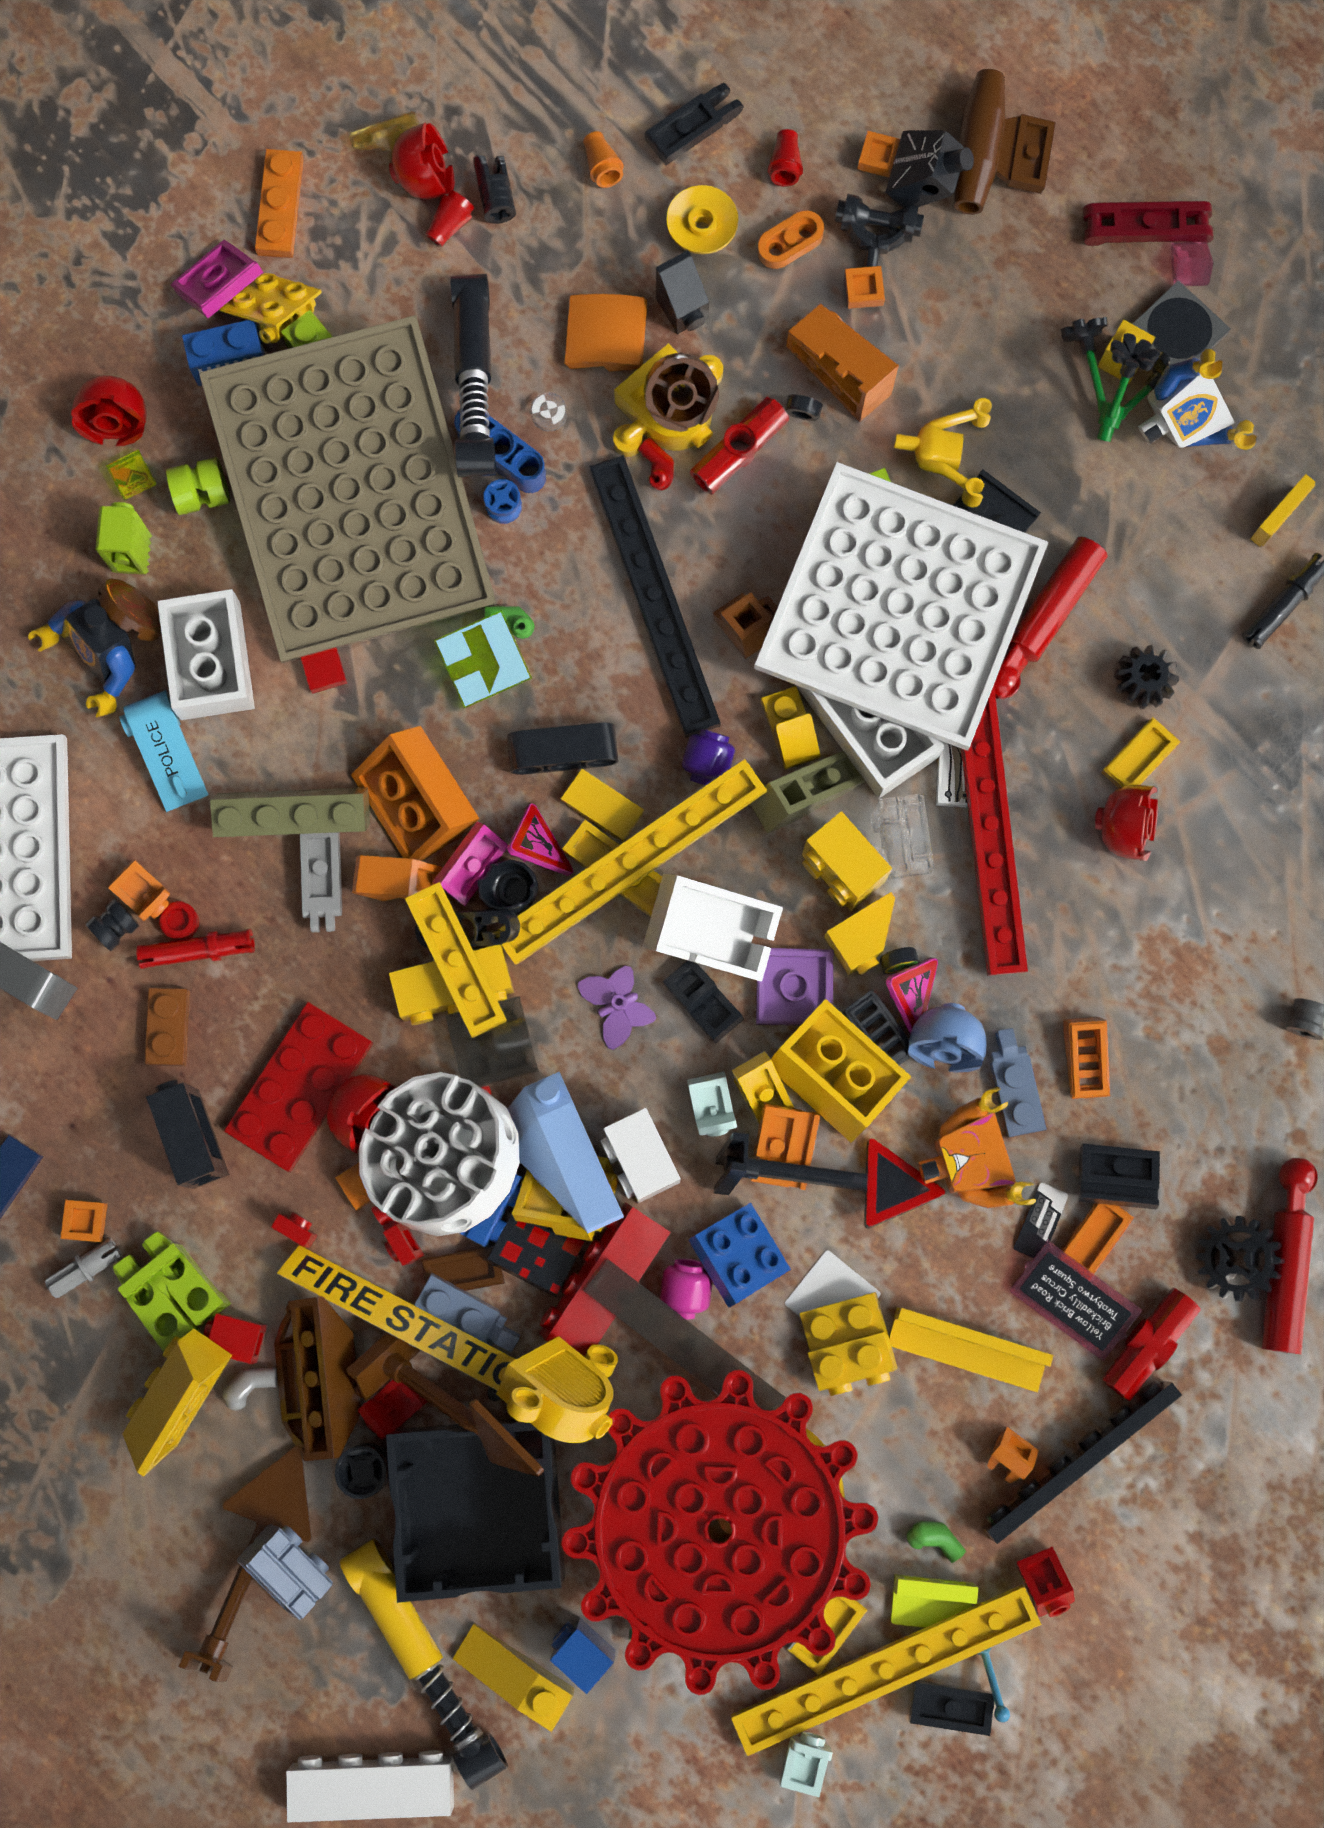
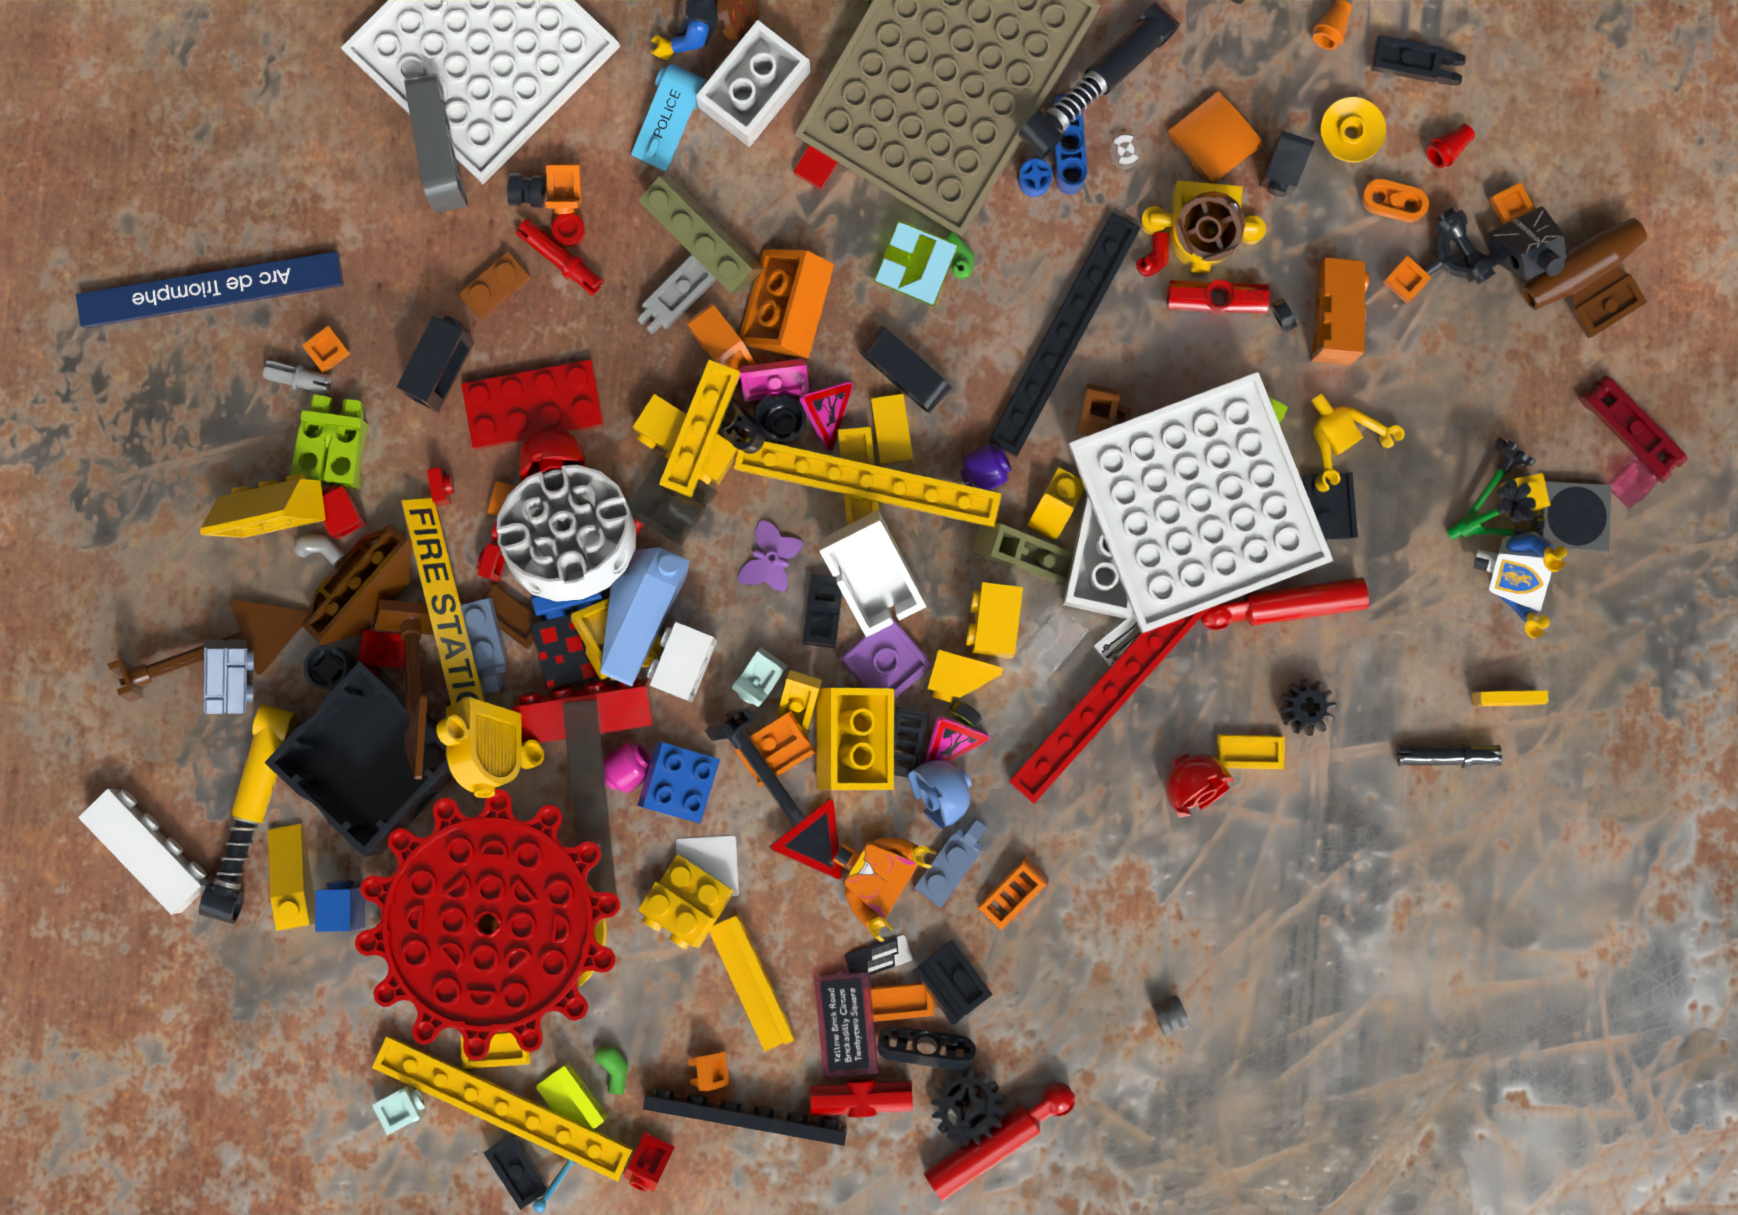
camera: 45 degrees right, 5 degrees up
(1155, 1265) = (937, 1039): none -> black beam

